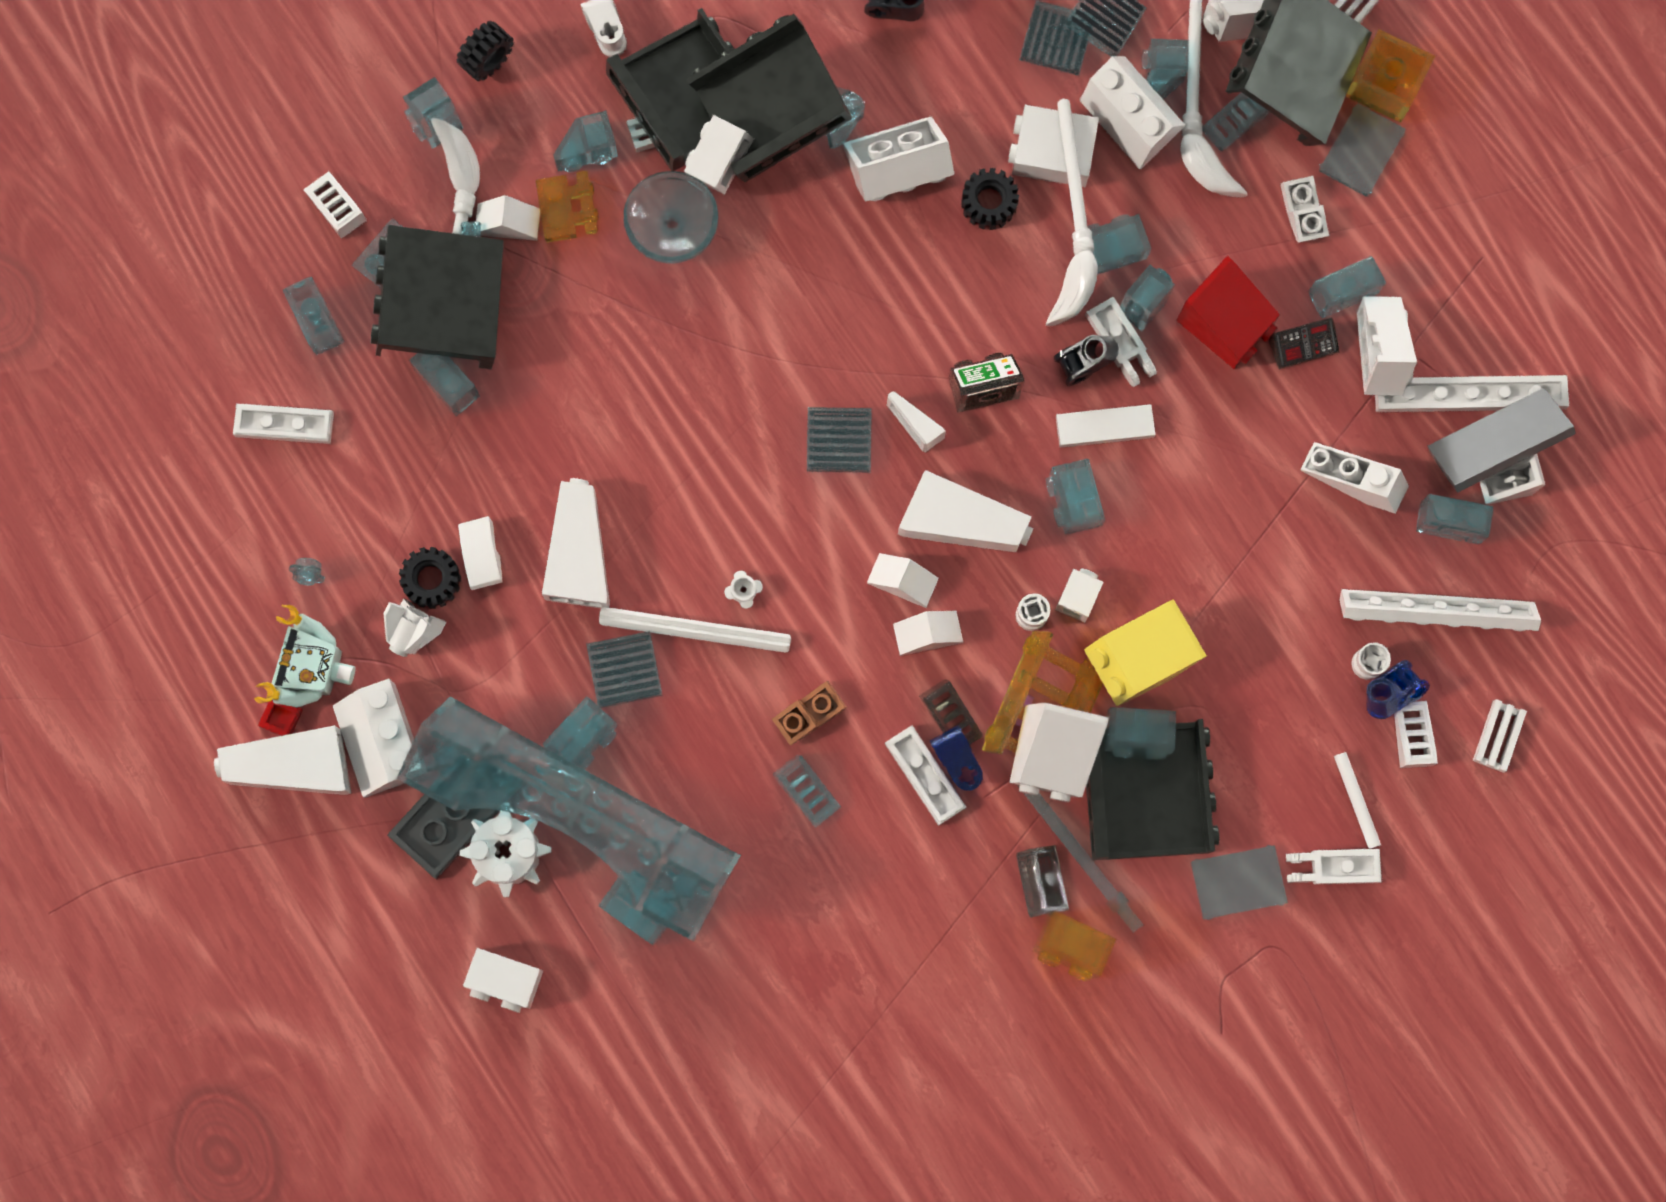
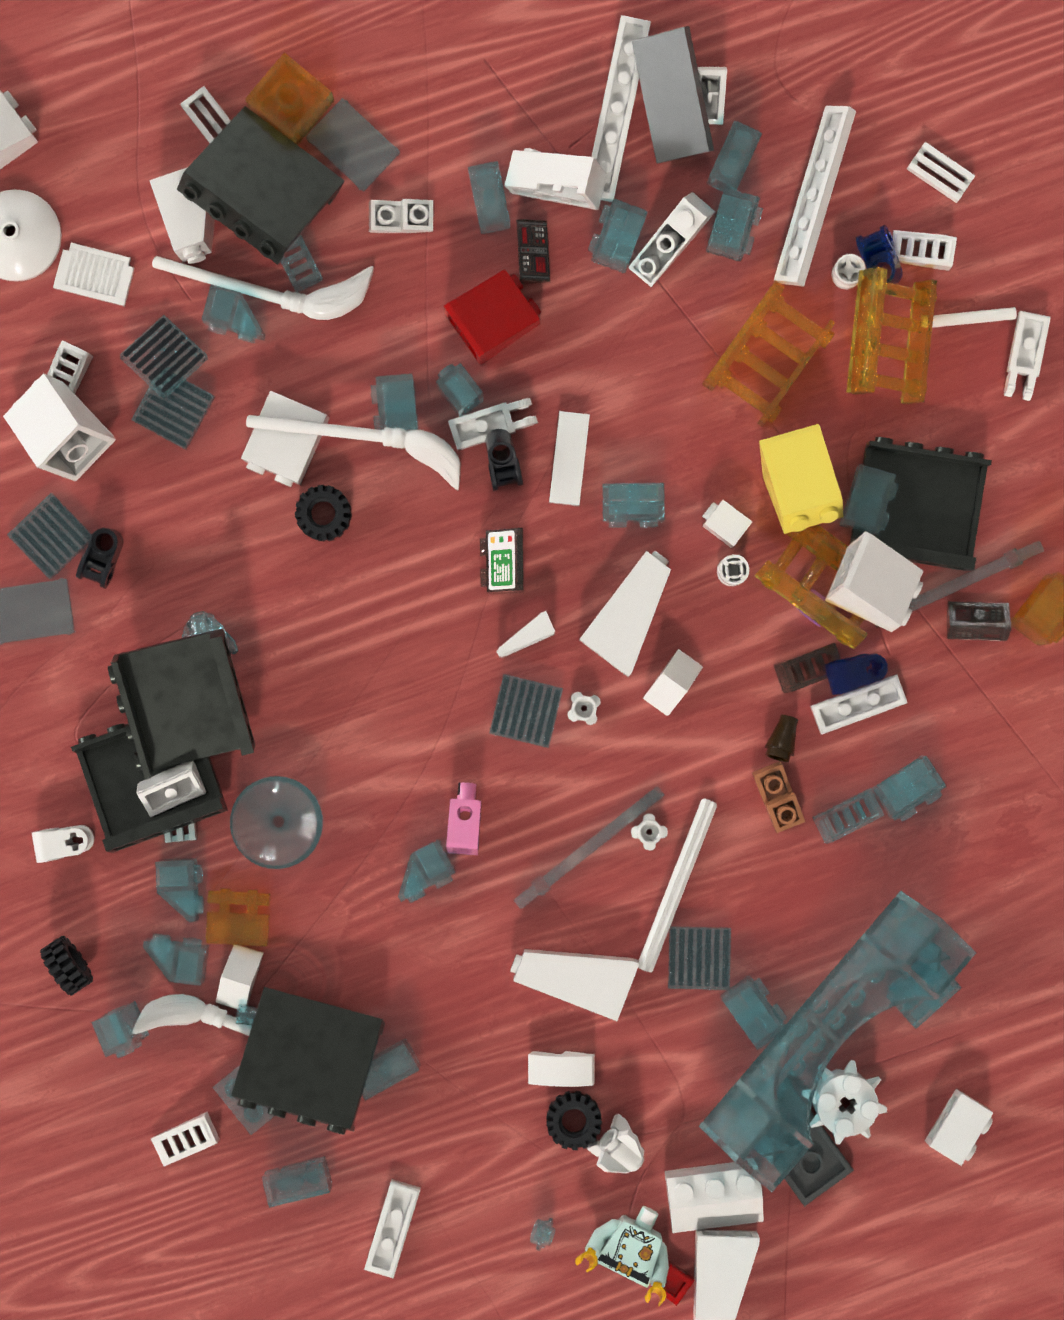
camera: 80 degrees left, 10 degrees up
(511, 157) = (179, 961): none -> clear light blue slope
(655, 372) = (425, 868): none -> clear light blue slope
(665, 494) = (541, 885): none -> clear light blue bar
(680, 110) = (170, 788): none -> white slope
(711, 399) = (464, 834): none -> bright pink torso
(716, 151) = (223, 763): white brick -> none
(849, 845) = (909, 788): none -> clear light blue brick
(855, 487) = (591, 703): none -> white plate
(868, 703) = (782, 740): none -> dark brown cone
(899, 159) = (263, 590): white slope -> none
(927, 632) = (728, 670): white slope -> none
(1130, 110) = (269, 356): white slope -> none
(1238, 882) = (1018, 444): clear light blue piece -> none
(1289, 579) = (740, 352): none -> clear yellow fence
(1299, 691) = (867, 333): none -> clear yellow fence
(1344, 422) = (618, 236): none -> clear light blue brick
(1386, 534) = (733, 225): none -> clear light blue brick

